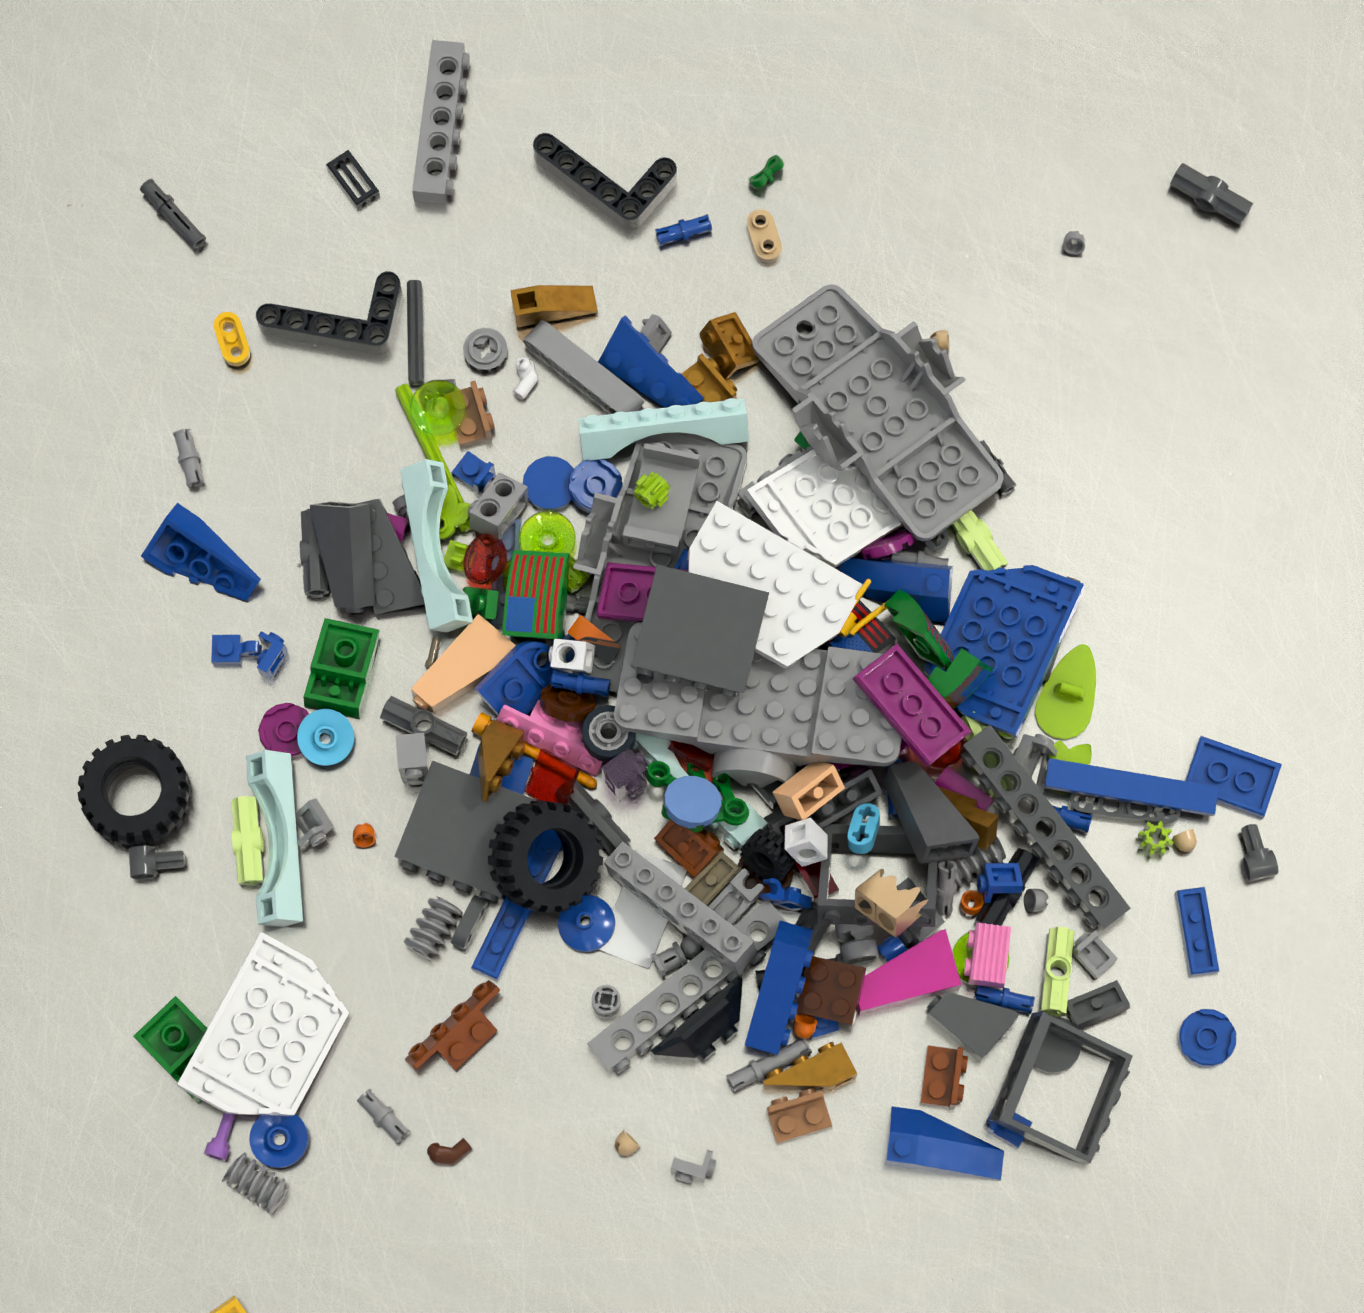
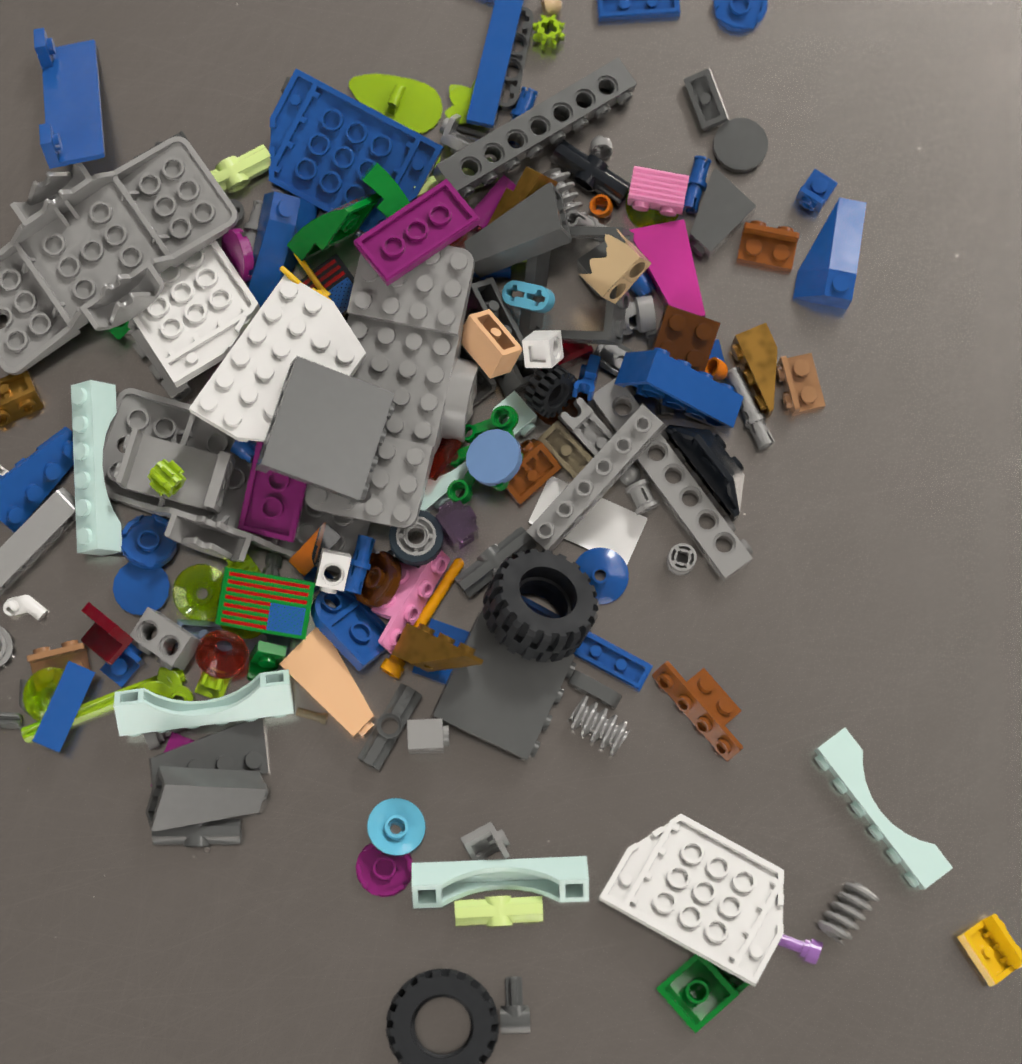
camera: 90 degrees left, 5 degrees up
(188, 457) = (81, 962): light grey pin -> none
(194, 550) = (182, 961): blue wedge -> none
(230, 649) = (294, 925): blue plate -> none
(263, 1140) = (818, 883): blue dish -> none
(270, 659) = (308, 883): blue bracket -> none
(341, 667) = (322, 808): green slope -> none
(364, 841) = (499, 792): orange hinge -> none
(383, 1116) = (784, 783): light grey pin -> none
(407, 1175) = (920, 859): none -> light aqua arch
(427, 418) = (63, 706): none -> blue tile
(448, 1155) = (825, 721): reddish brown arm -> none
(500, 451) = (104, 635): none -> dark red panel
(552, 778) = (456, 599): clear red piece -> none
(625, 1144) = (820, 548): tan hinge -> none
(686, 1171) = (850, 491): light grey bracket -> none
(708, 381) = (48, 420): pearl gold bracket -> none
(942, 339) = (21, 191): tan hinge -> none
(999, 879) = (586, 173): blue bracket -> none
(1020, 1071) = (771, 166): dark grey window -> none
(1028, 372) = (70, 101): none -> blue bracket
(1057, 987) = (656, 128): yellowish green piece -> none
(1093, 953) = (657, 98): light grey bracket -> none

